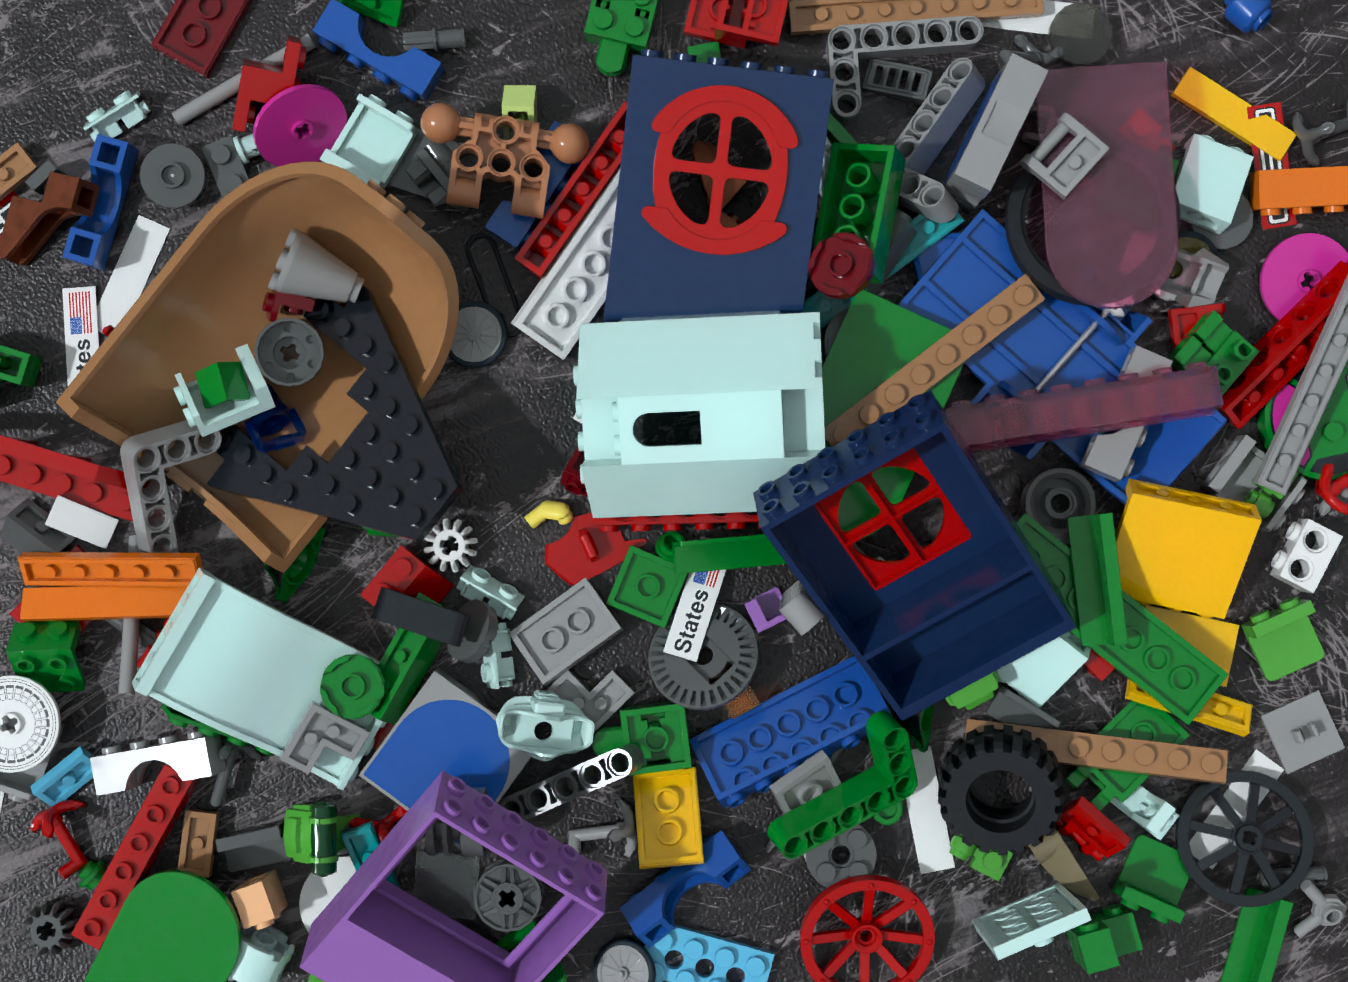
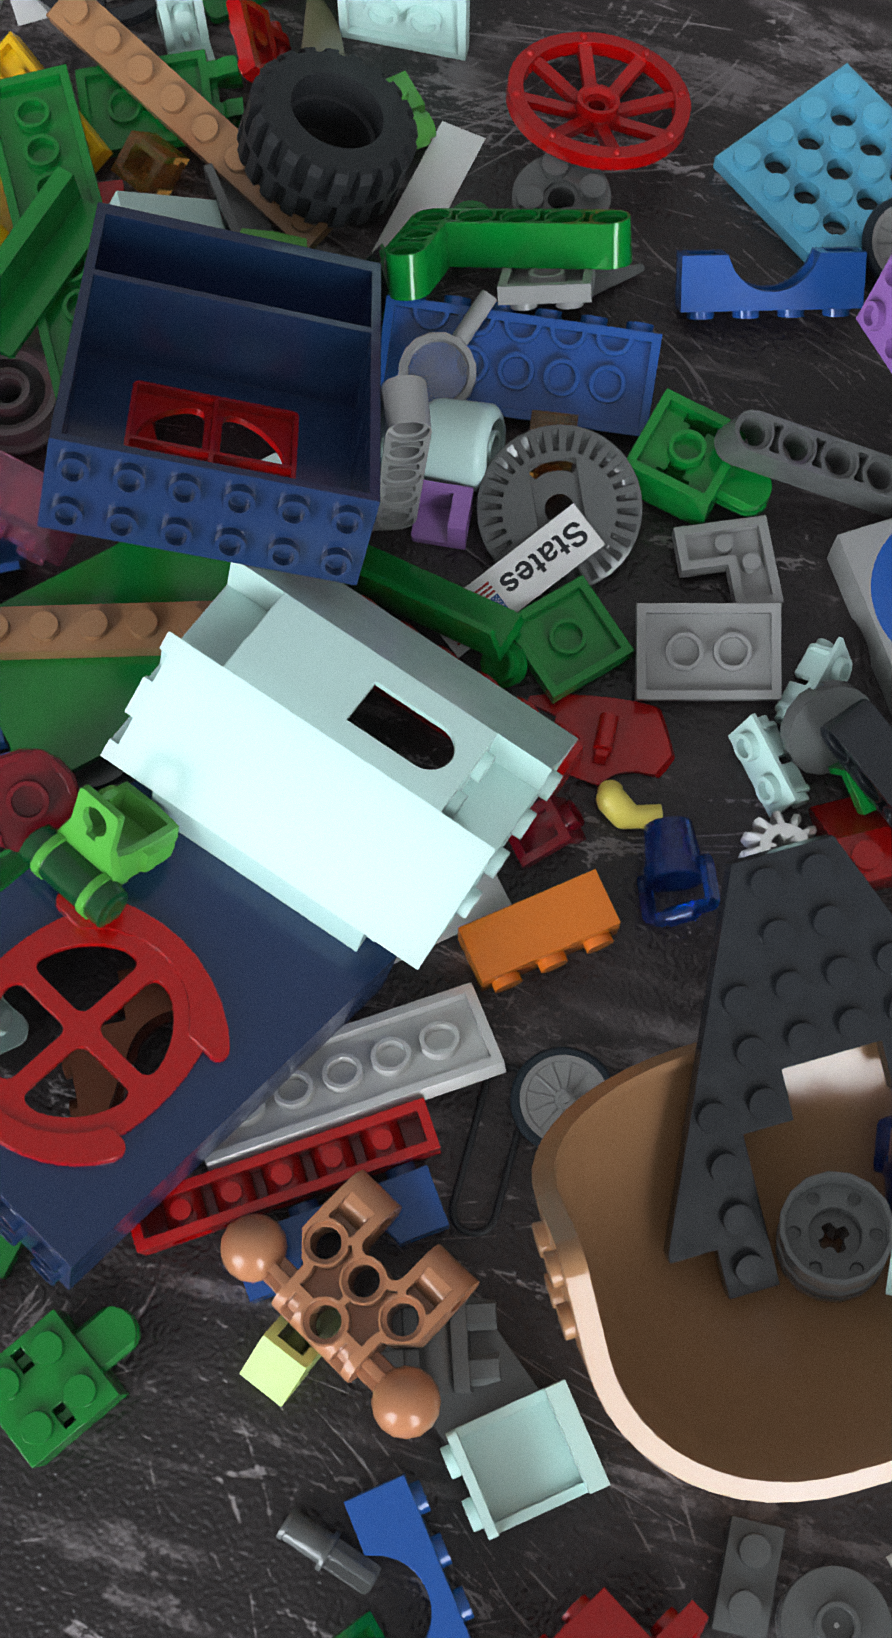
camera: 145 degrees left, 15 degrees down
(246, 147) = (683, 1584): light aqua bush -> none
(291, 109) = (606, 1556): dark pink piece -> none
(292, 304) = (784, 1313): dark red bracket -> none
(313, 271) = (728, 1320): light grey cone -> none
(505, 500) = (674, 865): none -> clear blue piece
(544, 412) = (539, 932): none -> orange brick
(569, 725) = (789, 552): light aqua piece -> none
(611, 832) = (797, 387): light grey piece -> none
(668, 818) = (739, 353): yellow tile -> none
(781, 265) = (100, 848): none -> bright green piece
(787, 657) = (463, 441): none -> light aqua head
(830, 692) = (445, 358): none -> piece
(1095, 704) = (149, 163): none -> clear orange brick

